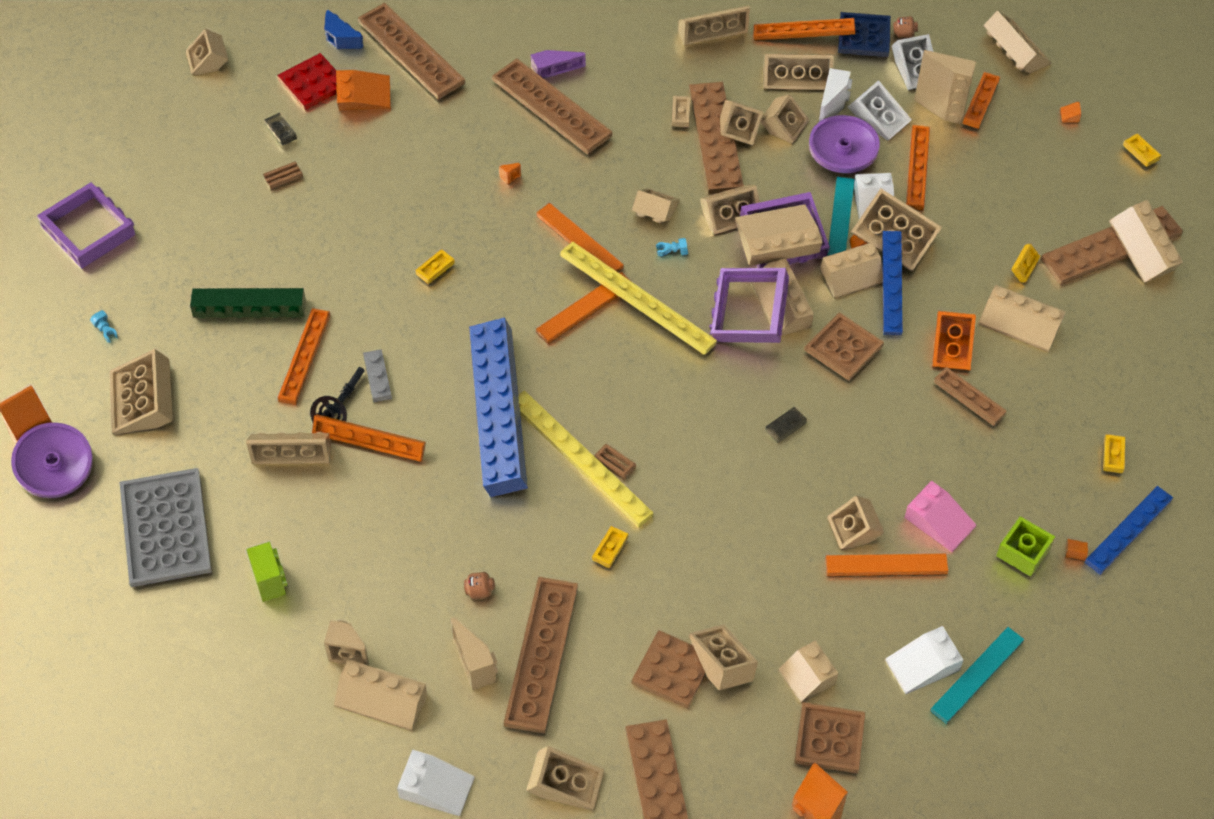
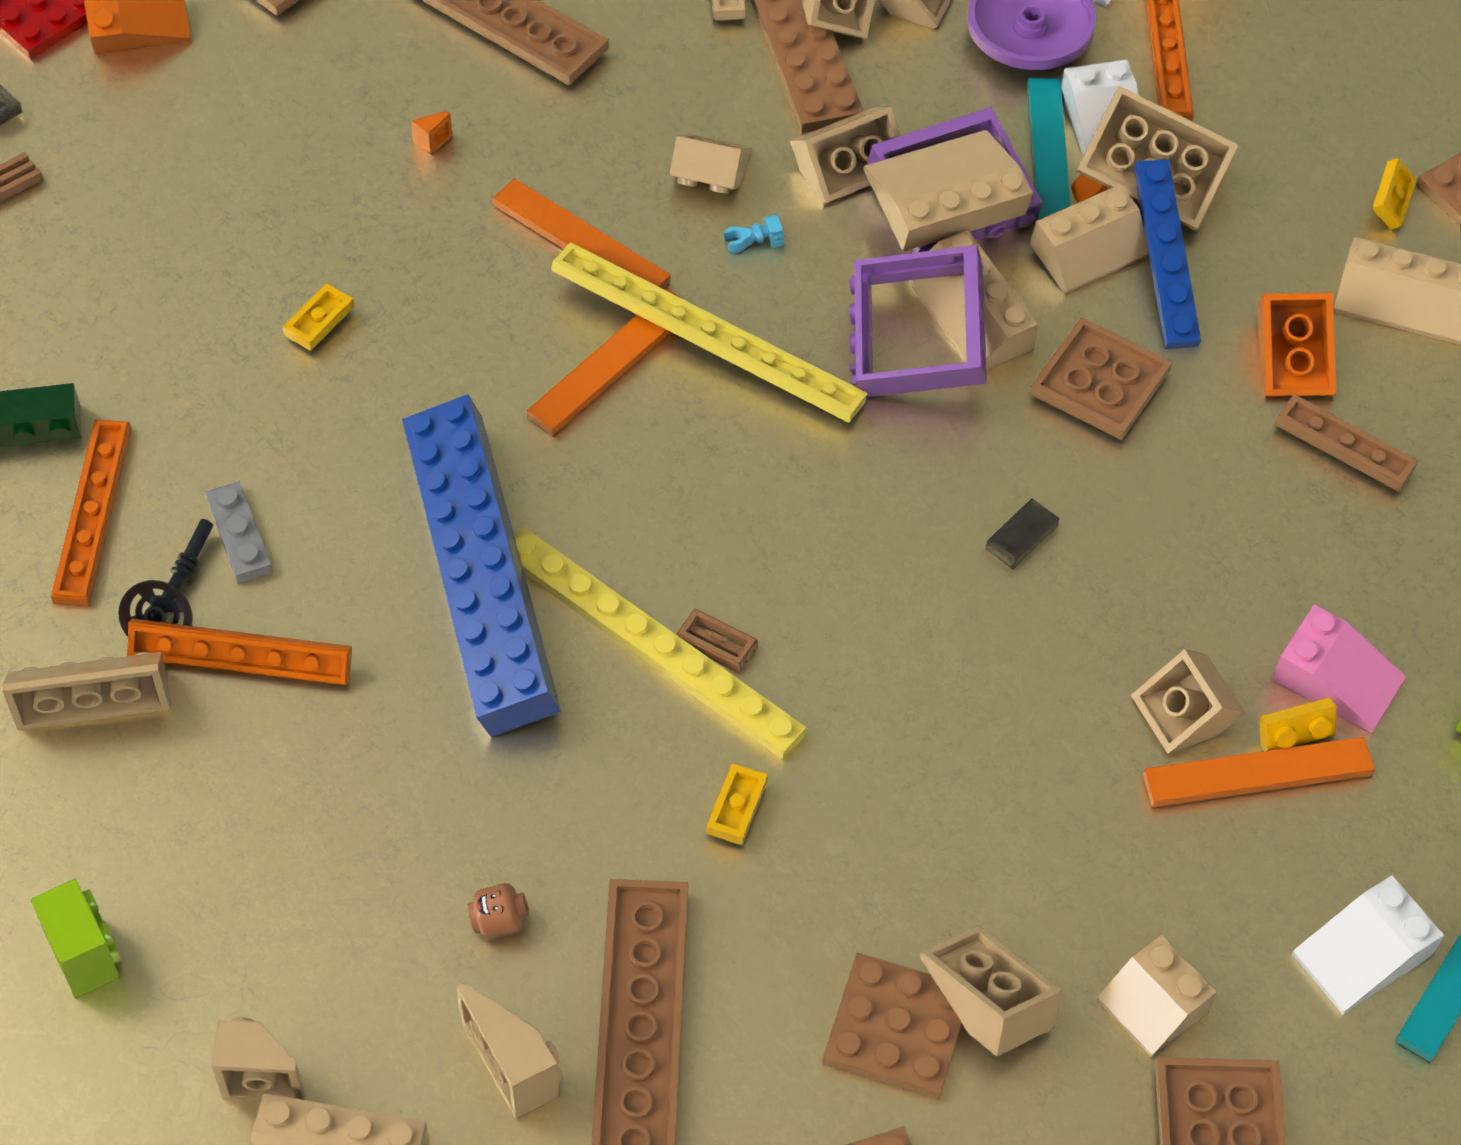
camera: 10 degrees left, 0 degrees up
(911, 542) = (1298, 725): none -> yellow plate

